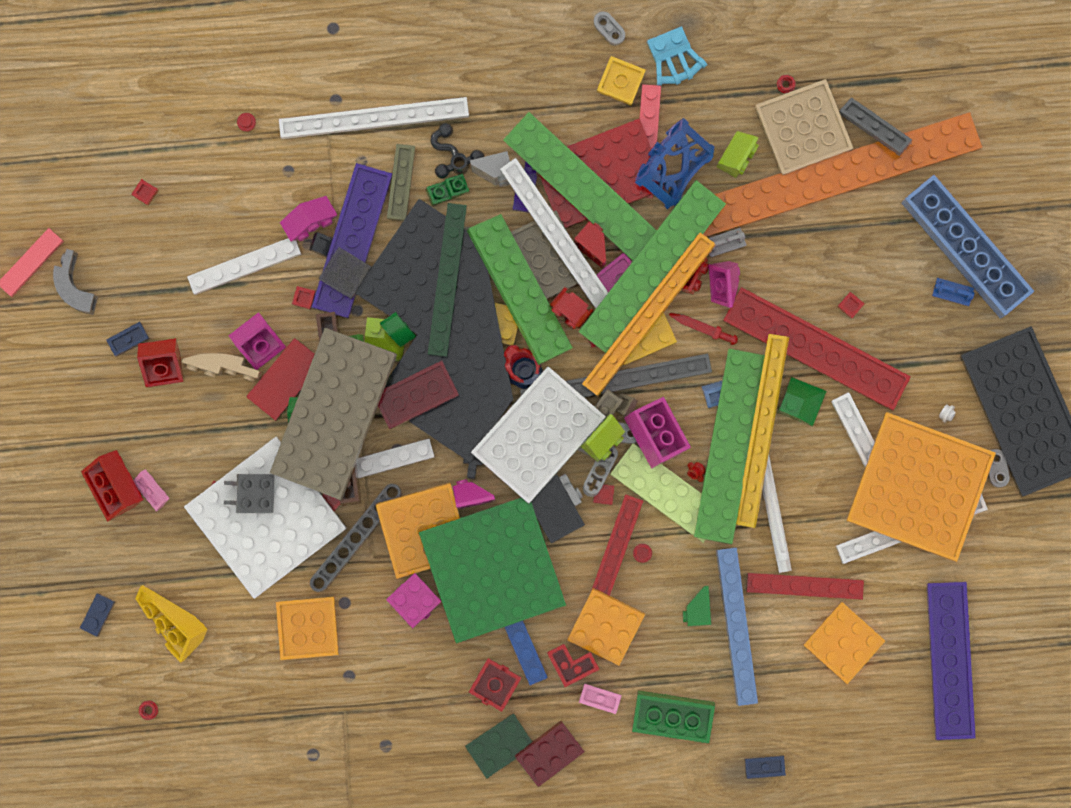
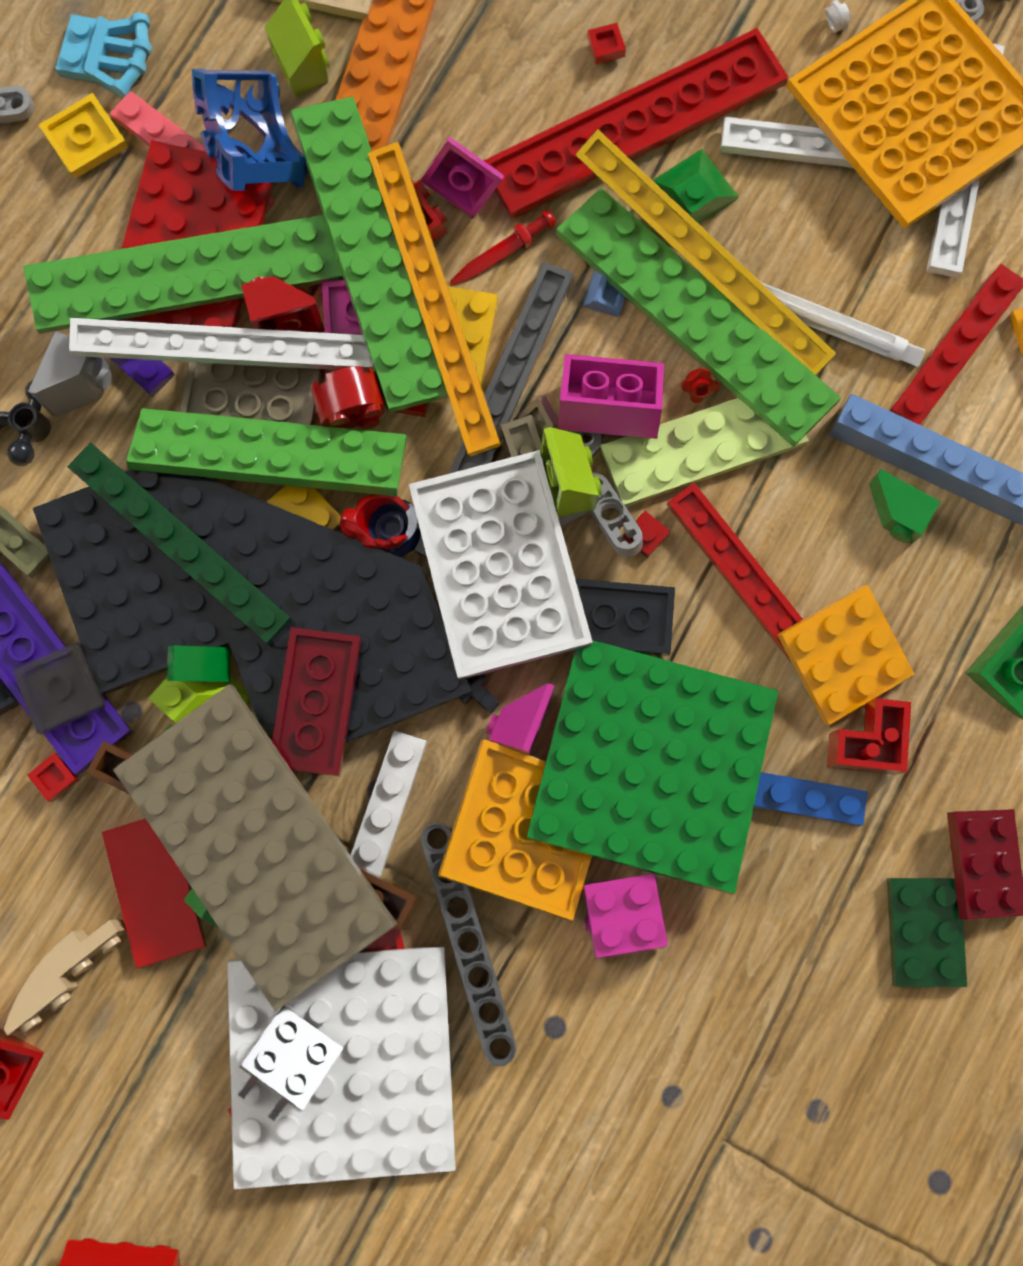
camera: 60 degrees left, 5 degrees down
(151, 490) = (171, 1224): bright pink plate -> none
(257, 341) = (64, 892): dark pink slope -> none
(307, 628) = (557, 1115): light orange plate -> none
(447, 190) = (52, 474): green slope -> none
(495, 684) = (833, 876): red brick -> none
(574, 494) = (617, 572): light grey plate -> none
(600, 698) = (947, 734): bright pink plate -> none
(642, 553) = (768, 535): red plate -> none
(727, 242) = (410, 133): light grey hinge -> none

